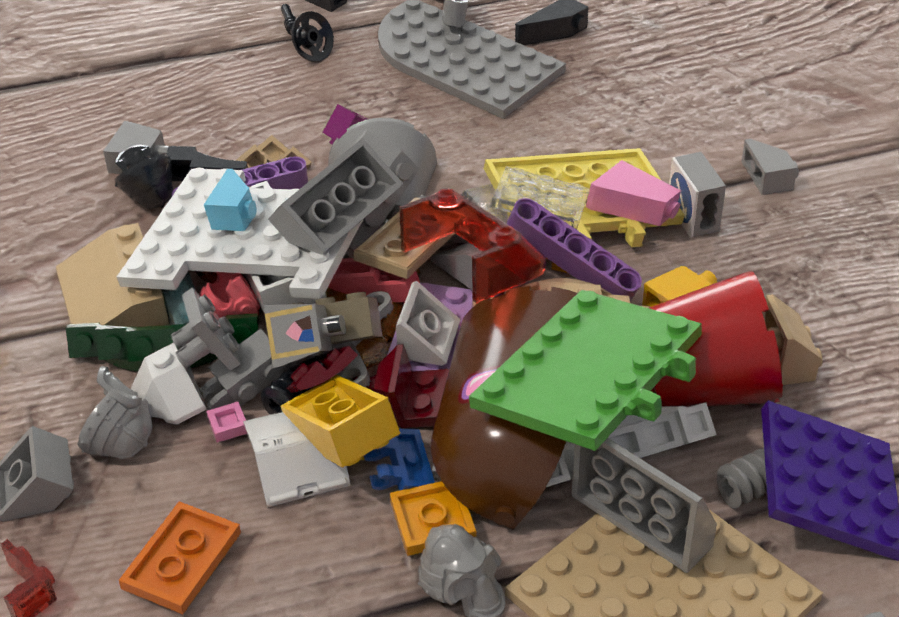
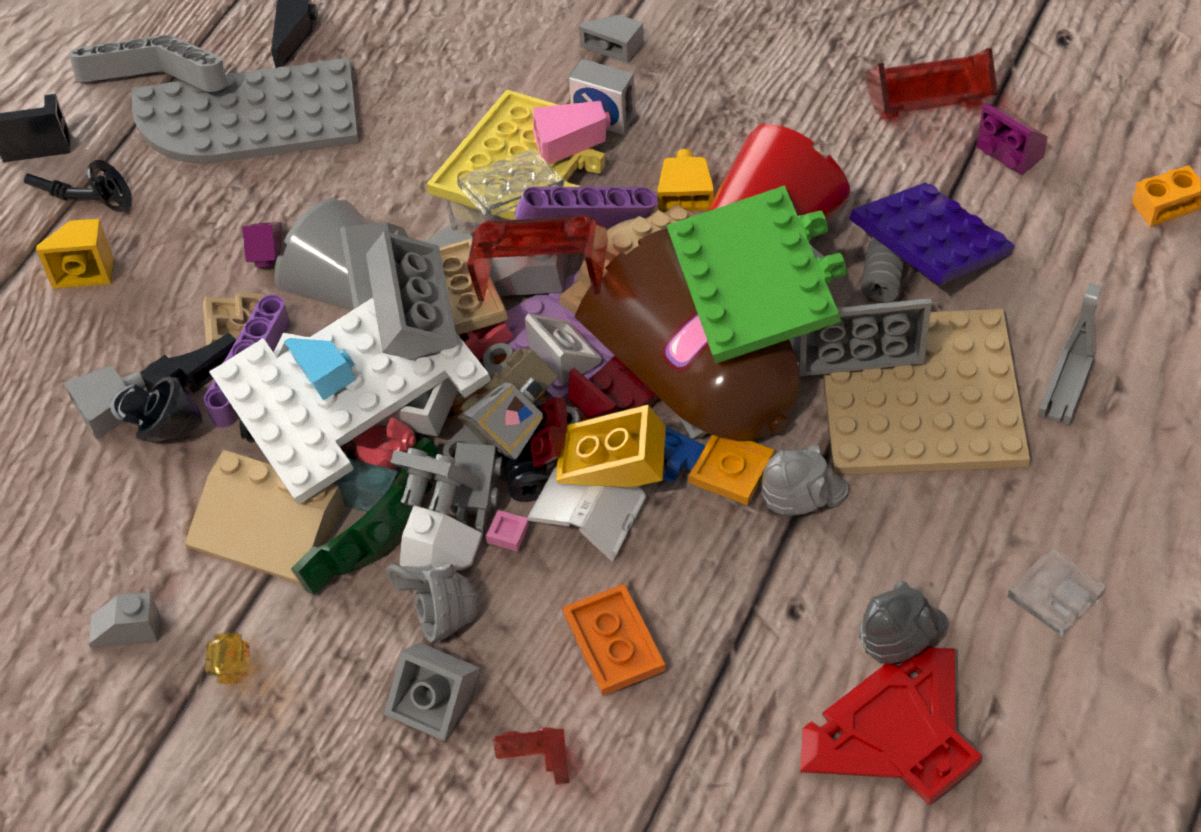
camera: 45 degrees left, 10 degrees up
(237, 59) = (77, 255): none -> yellow slope

